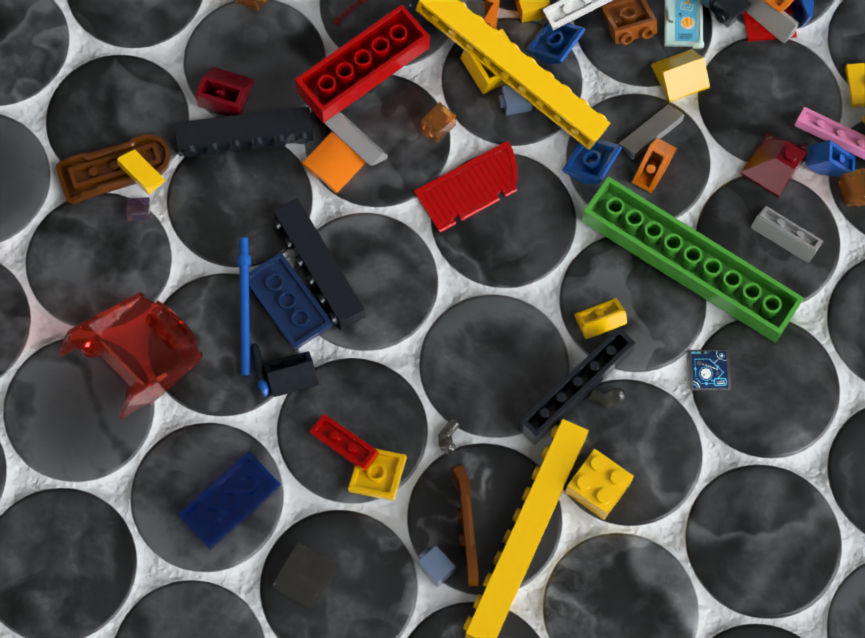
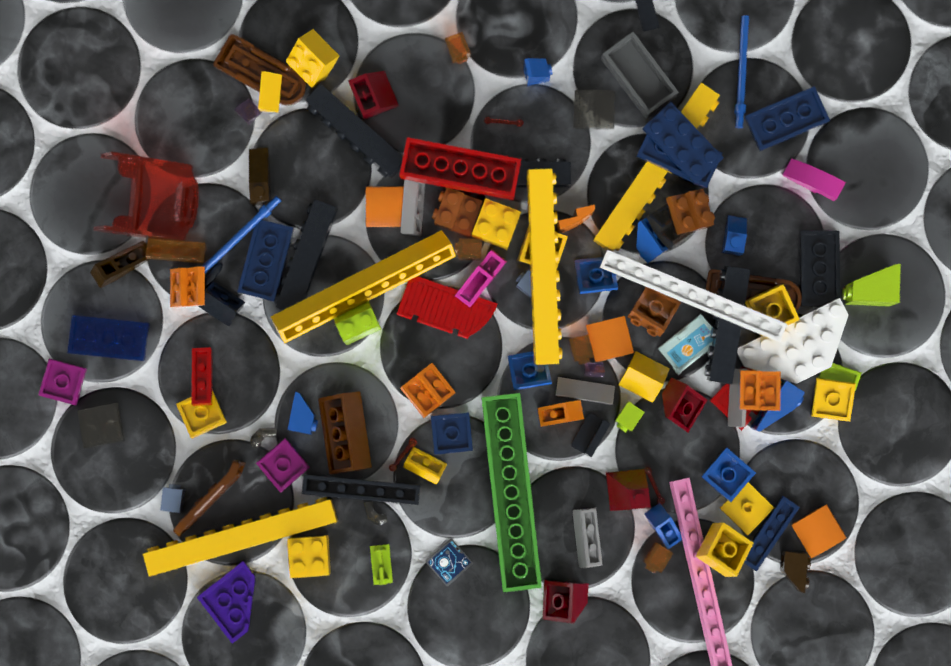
camera: 50 degrees right, 15 degrees up
(146, 109) = (312, 58): none -> yellow brick
(171, 431) = (119, 264): none -> dark brown slope
(205, 372) = (175, 250): none -> clear orange plate
(208, 245) = (259, 176): none -> dark brown slope
(232, 577) = (62, 381): none -> magenta plate
(248, 388) = (187, 287): none -> orange slope
(391, 232) = (363, 286): none -> yellow brick
(394, 108) = (457, 212): none -> dark orange plate
(416, 263) = (357, 323): none -> lime slope
(436, 81) = (496, 224): none -> yellow brick
(461, 385) = (302, 417): none -> blue slope
(472, 133) = (481, 278): none -> dark pink slope
(491, 440) = (283, 465): none -> magenta plate
(509, 360) = (344, 432): none -> reddish brown slope
(534, 260) = (427, 390): none -> orange slope
(570, 311) = (412, 442): none -> clear red hinge
(580, 592) = (231, 601): none -> dark purple plate
(592, 270) = (451, 433): none -> dark blue plate
(611, 103) = (581, 349): none -> clear orange brick
(622, 74) = (610, 339): none -> orange slope
(639, 108) = (594, 369): none -> slope
(661, 429) = (381, 564): none -> lime hinge
(696, 157) = (590, 435): none -> black panel
(706, 112) = (628, 417): none -> lime brick
(731, 58) = (682, 404): none -> dark red slope
(829, 74) = (728, 474): none -> blue slope
(830, 295) = (564, 600): none -> dark red slope

